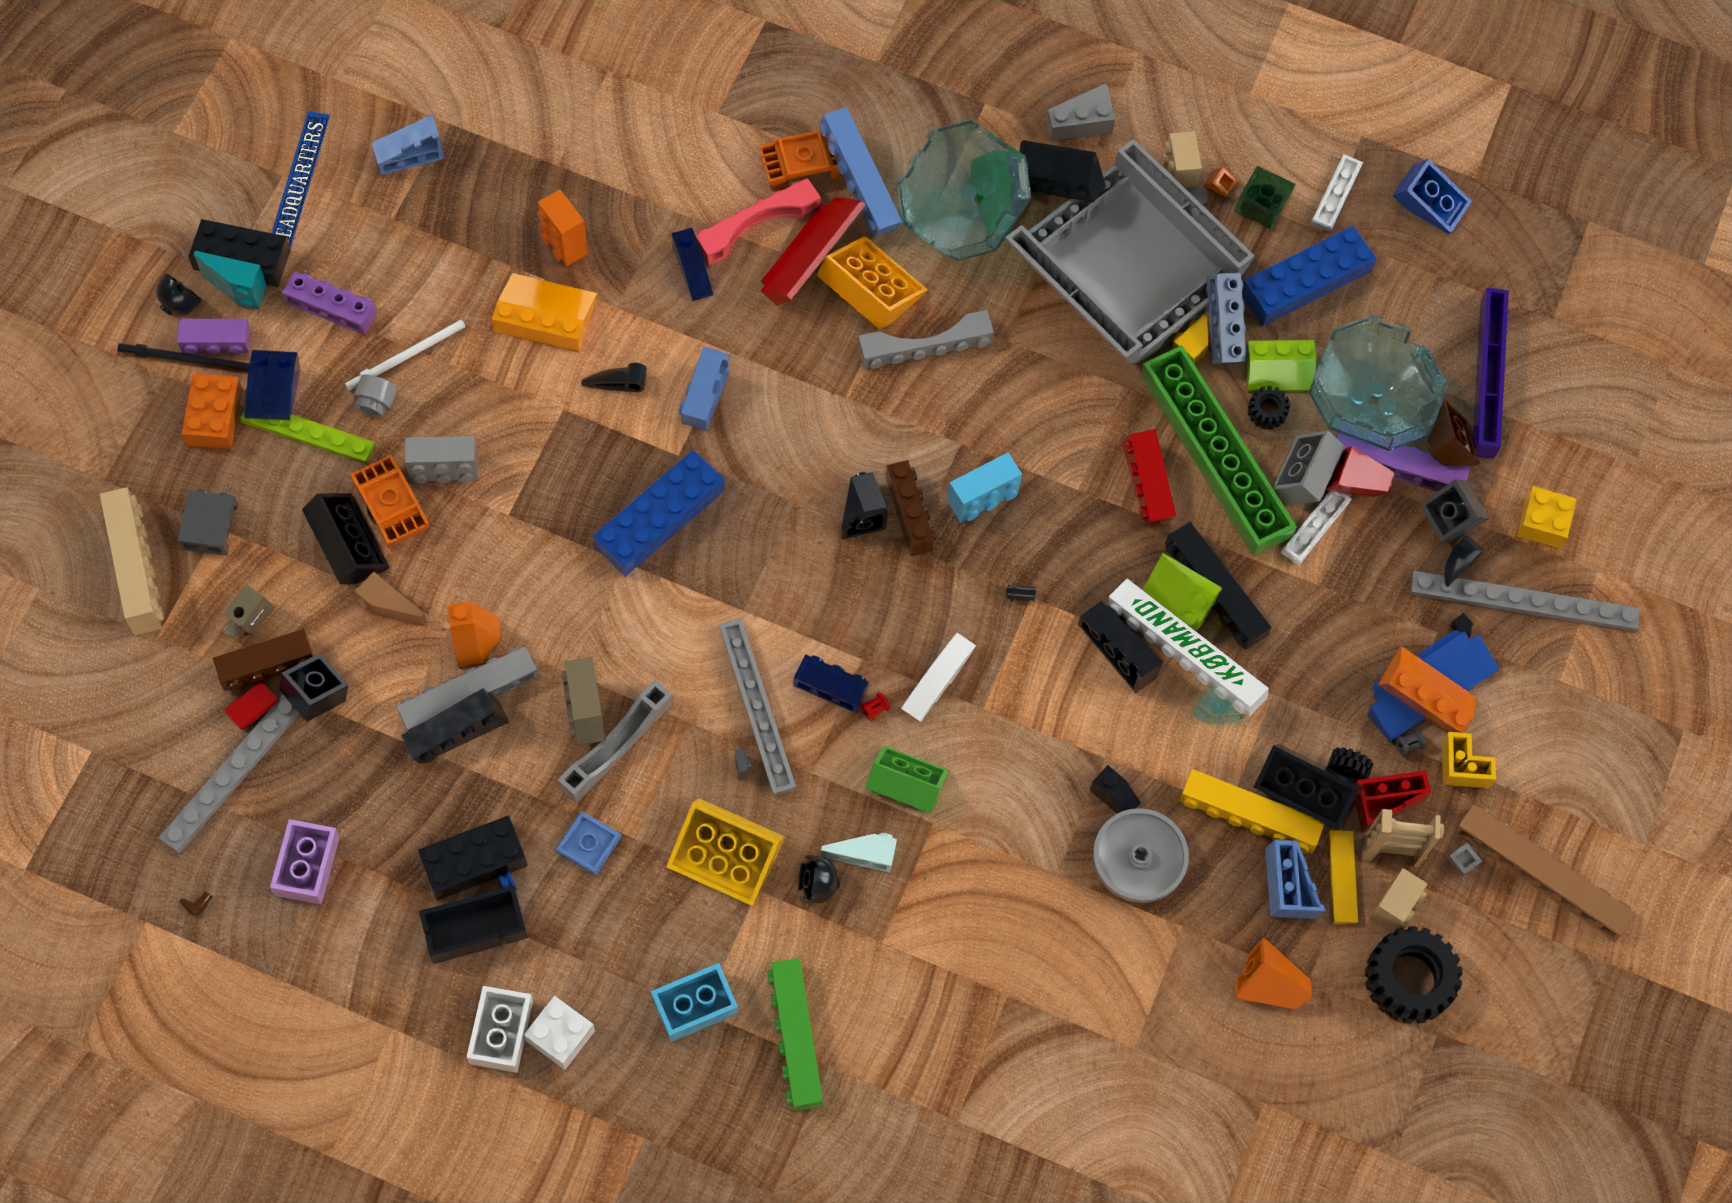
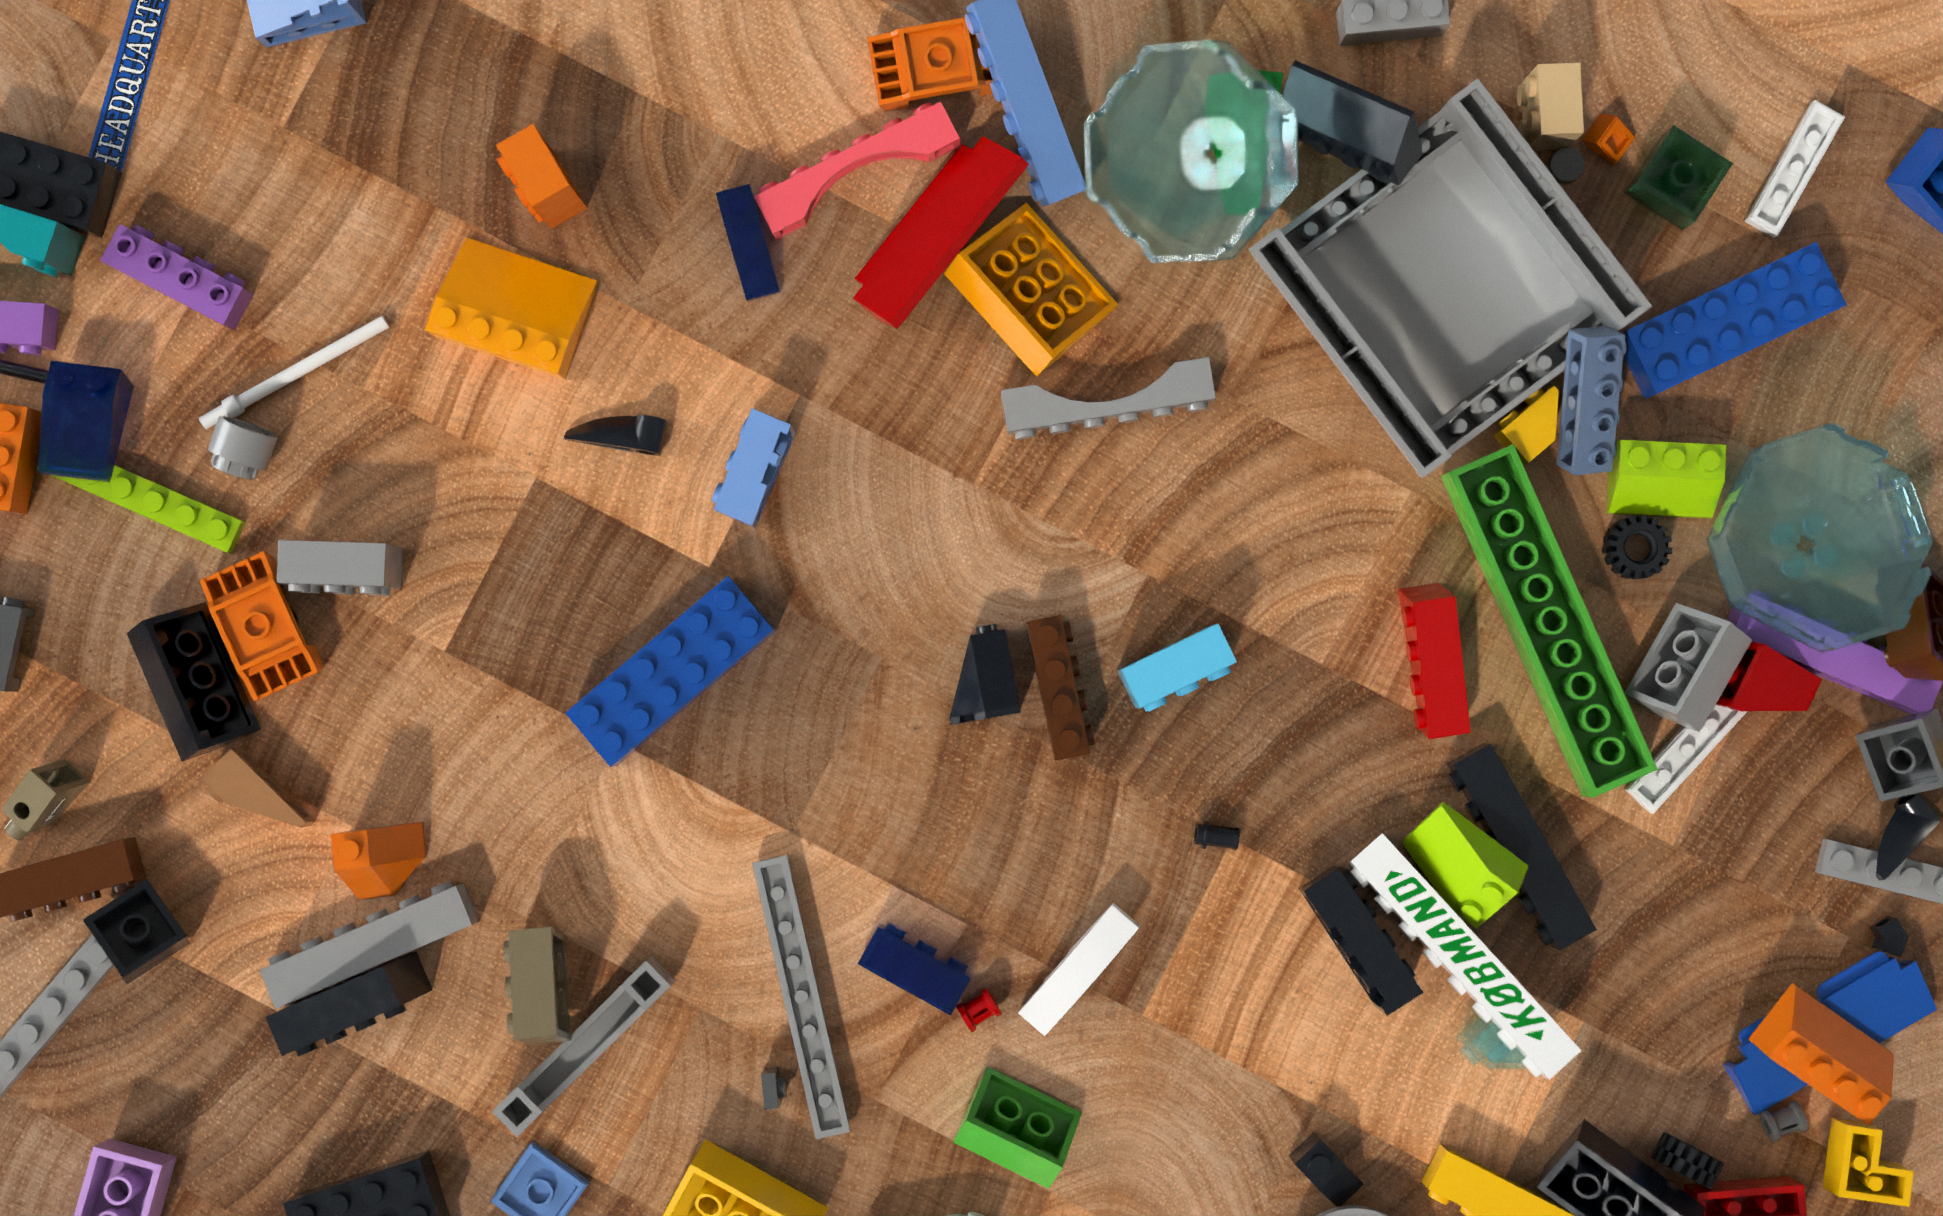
camera: 10 degrees right, 20 degrees up
(251, 705) = (48, 947): red slope -> none

